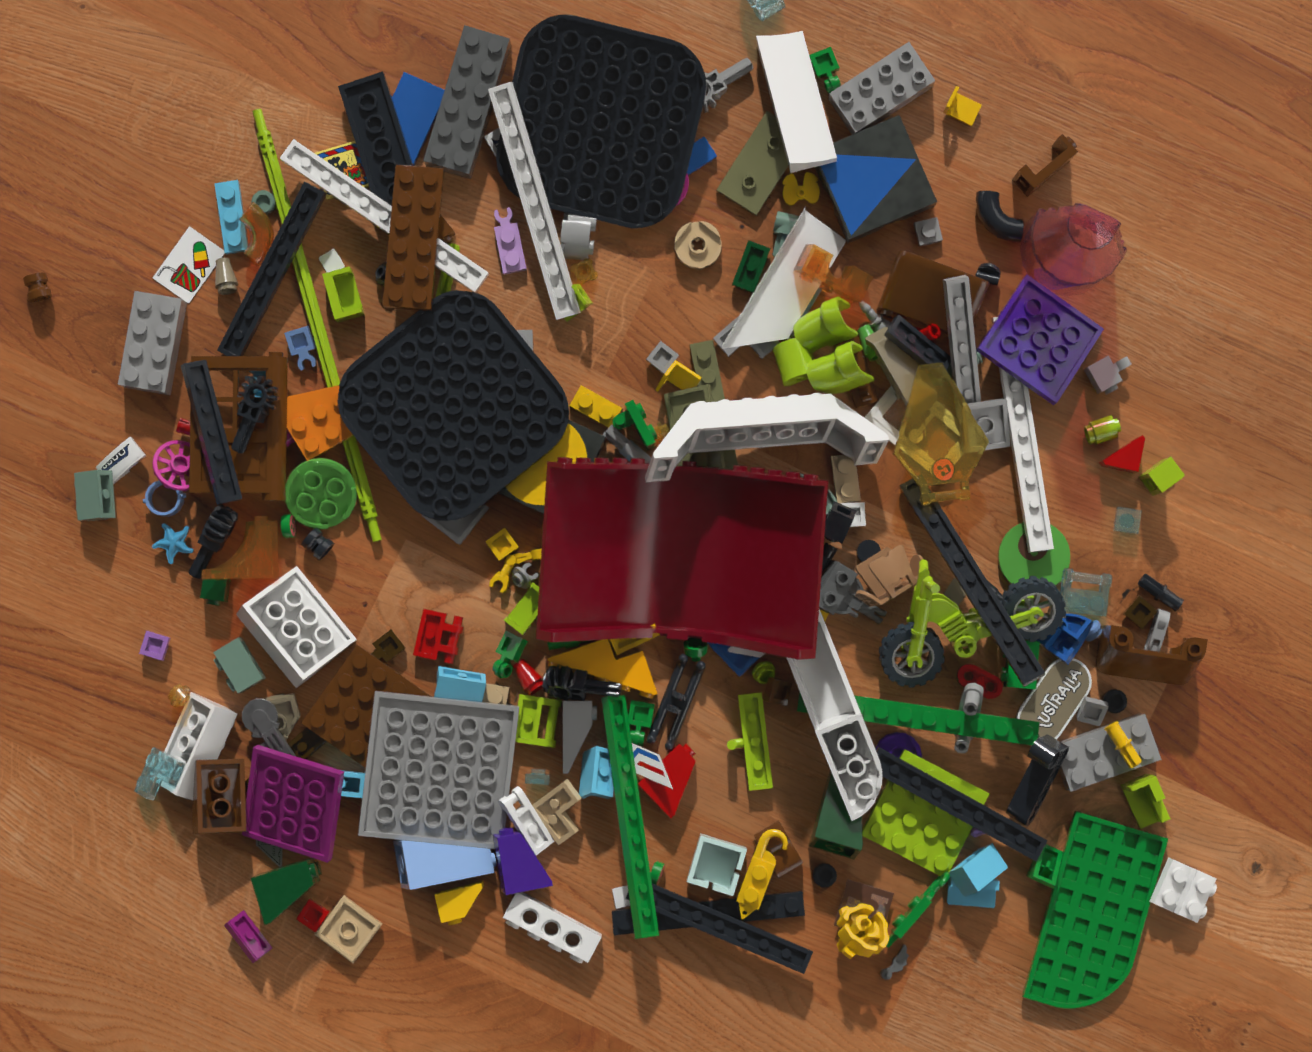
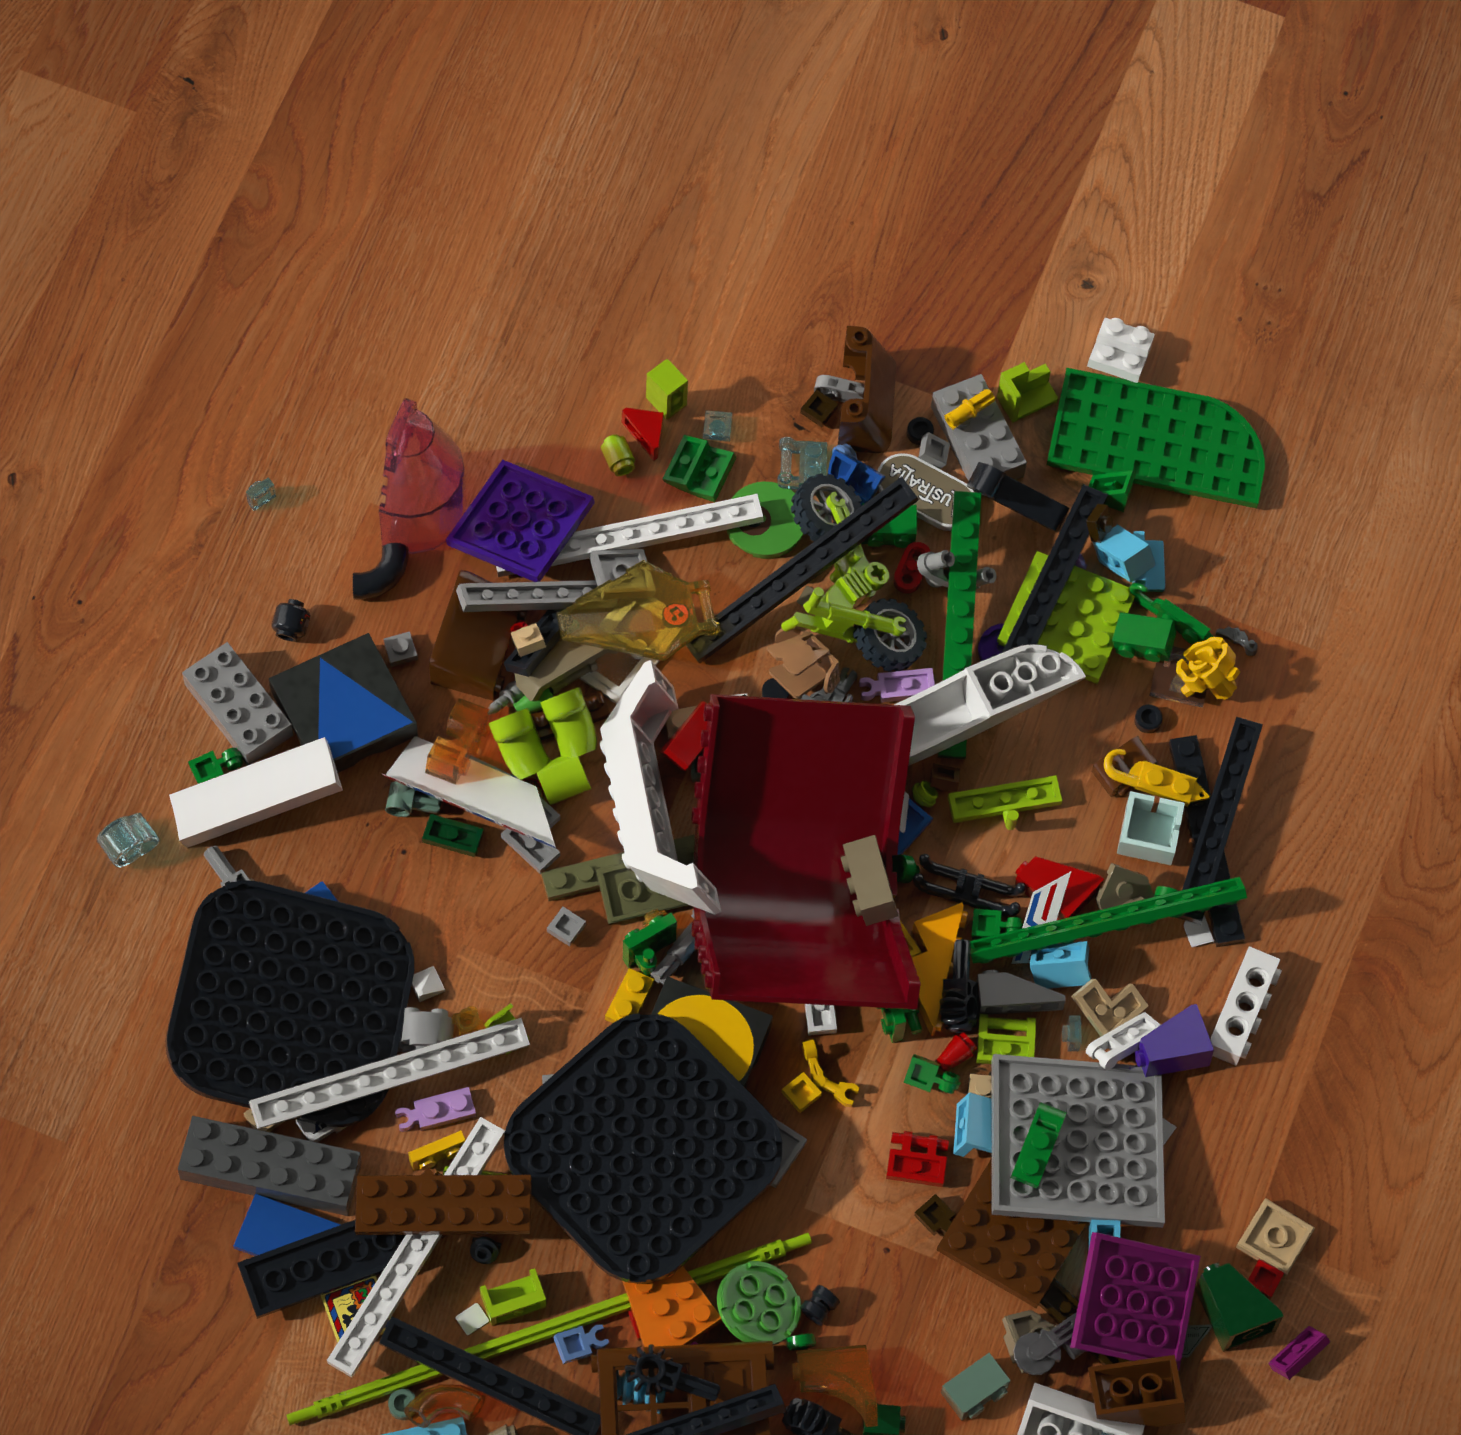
camera: 100 degrees left, 20 degrees down
(295, 626) = (923, 1324): white slope -> none
(429, 736) = (1038, 1145): none -> green plate
(434, 863) = (1189, 1142): light blue slope -> none
(456, 902) = (1227, 1113): yellow slope -> none
(466, 230) = (428, 1155): none -> yellow plate
(521, 577) = (838, 1067): light grey plate -> none
(525, 611) = (875, 1055): lime panel -> none
(620, 239) = (427, 984): none -> white slope
(660, 835) = (1123, 887): none -> dark tan plate
(676, 614) = (868, 881): none -> dark tan brick
(680, 377) = (588, 904): yellow bracket -> none
(711, 242) = (434, 910): tan plate -> none
(756, 167) = (331, 836): olive plate -> none
(793, 192) = (362, 796): yellow piece -> none
(814, 461) = (686, 741): none -> red slope
(833, 826) = (1086, 707): dark green slope -> none
(867, 661) = (897, 684): none -> lavender plate
(897, 879) = (1144, 637): none -> green brick
(918, 336) = (528, 639): none -> tan plate
(957, 138) = (291, 620): none -> black head
(962, 108) = (254, 619): yellow bracket -> none
(989, 273) = (446, 580): black plate -> none
(1006, 850) = (1099, 523): none -> dark brown plate
(1029, 182) = (337, 532): reddish brown panel -> none
(1081, 116) = (260, 493): none -> clear light blue plate
(1087, 501) = (699, 468): none -> green slope
(1105, 374) = (555, 454): light grey brick -> none
(1160, 592) = (795, 389): black axle -> none

